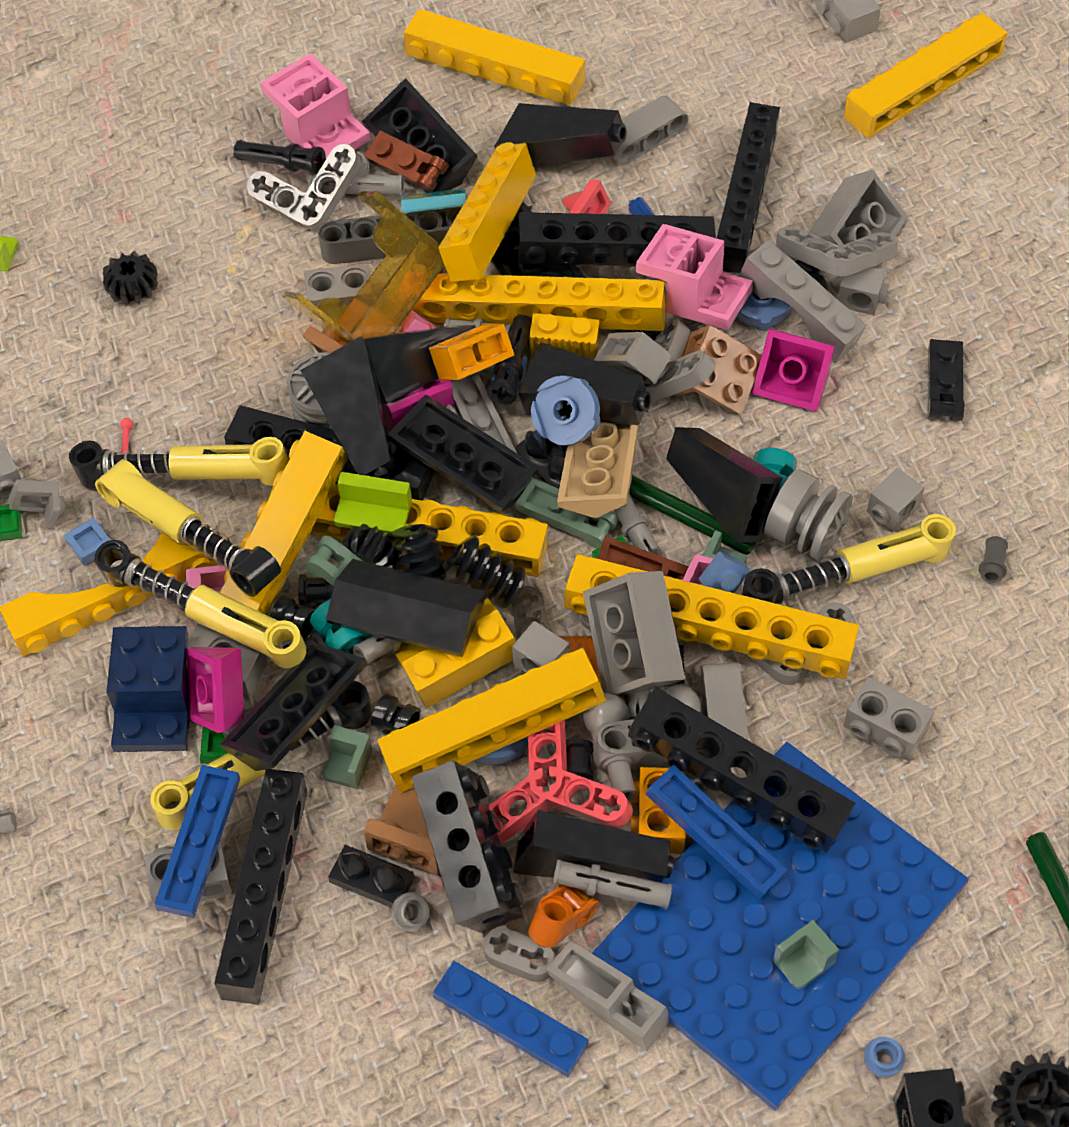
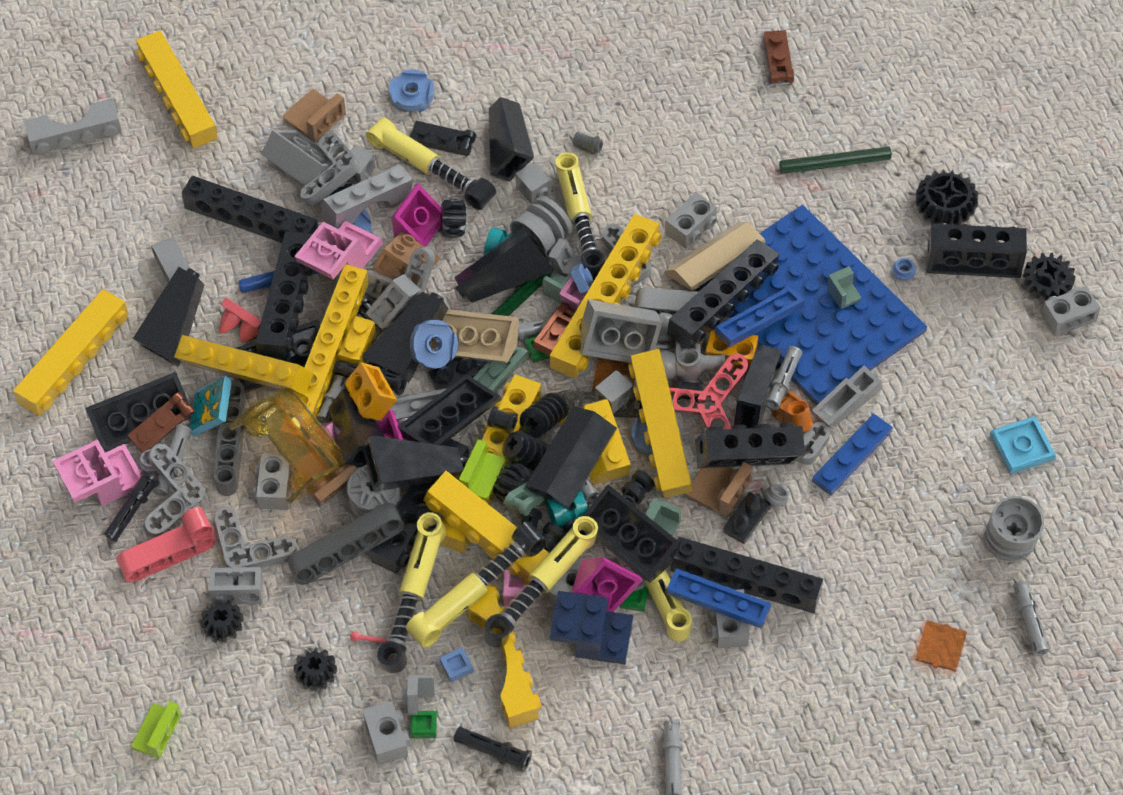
camera: 80 degrees left, 0 degrees up
(69, 386) = (325, 669): none -> black gear
(175, 278) = (237, 584): none -> light grey brick
(239, 217) = (169, 548): none -> coral beam
(240, 280) = (241, 551): none -> light grey beam
(245, 377) = (345, 543): none -> dark grey beam
(458, 515) = (502, 420): none -> black bush
(769, 551) = (563, 258): none -> light grey bracket
(798, 407) = (453, 218): none -> black gear
(829, 759) = (713, 256): none -> tan slope
(921, 313) = (385, 135): none -> piece
(934, 227) = (315, 114): none -> medium nougat bracket
(962, 448) = (508, 139): none -> black slope
(1010, 343) = (411, 101): none -> medium blue plate

